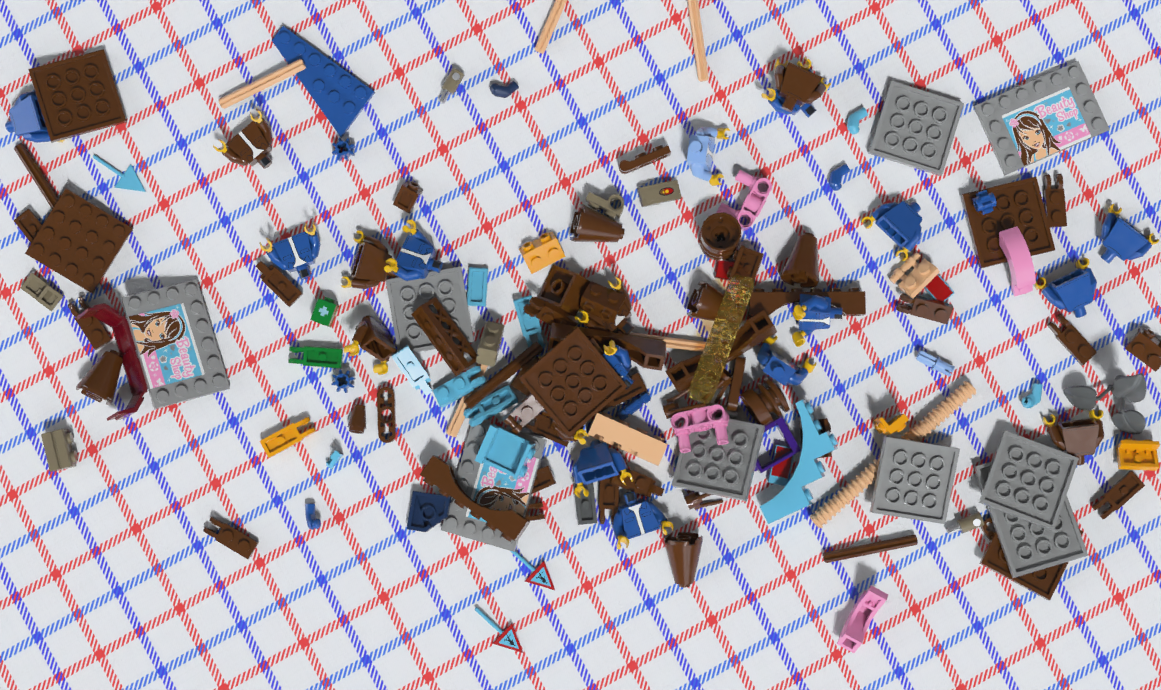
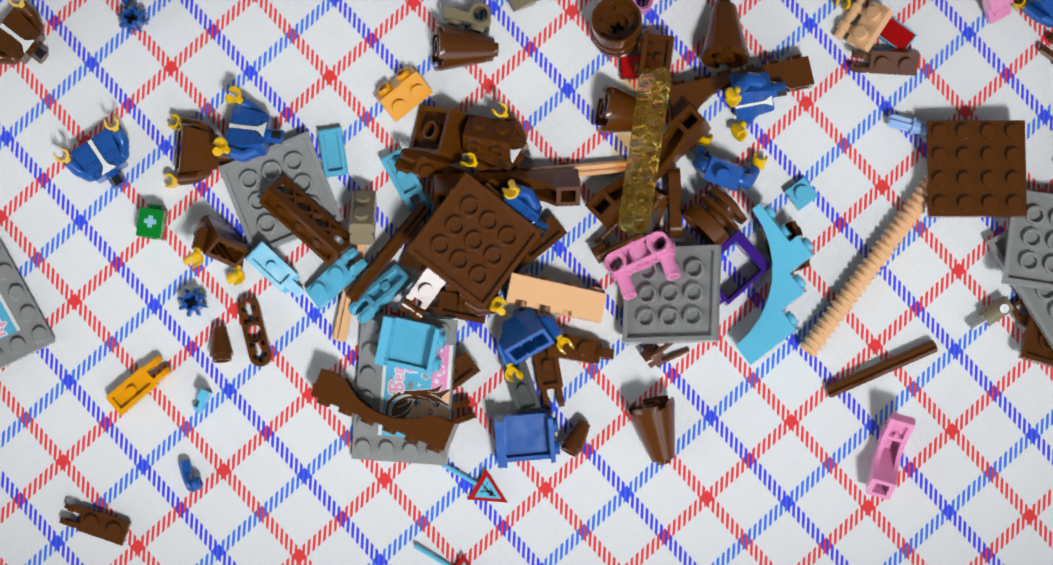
camera: 10 degrees left, 0 degrees up
(279, 284) = (89, 200): reddish brown hinge -> none
(318, 357) = (156, 279): green hinge -> none
(408, 196) = (224, 59): reddish brown bracket -> none
(427, 511) = (330, 438): dark blue plate -> none
(580, 542) = (525, 437): none -> blue panel
(618, 556) = (575, 439): none -> reddish brown cone
(633, 405) = (555, 256): blue axle -> none
(637, 518) = (589, 393): blue torso -> none
(780, 473) = (752, 299): red tile -> none
(836, 398) = (801, 194): none -> medium azure plate
(894, 425) = (878, 212): light orange bracket -> none
(914, 480) = (917, 272): light grey plate -> none
(978, 408) = (976, 169): none -> reddish brown plate
(1033, 398) = (1042, 141): medium azure arm -> none

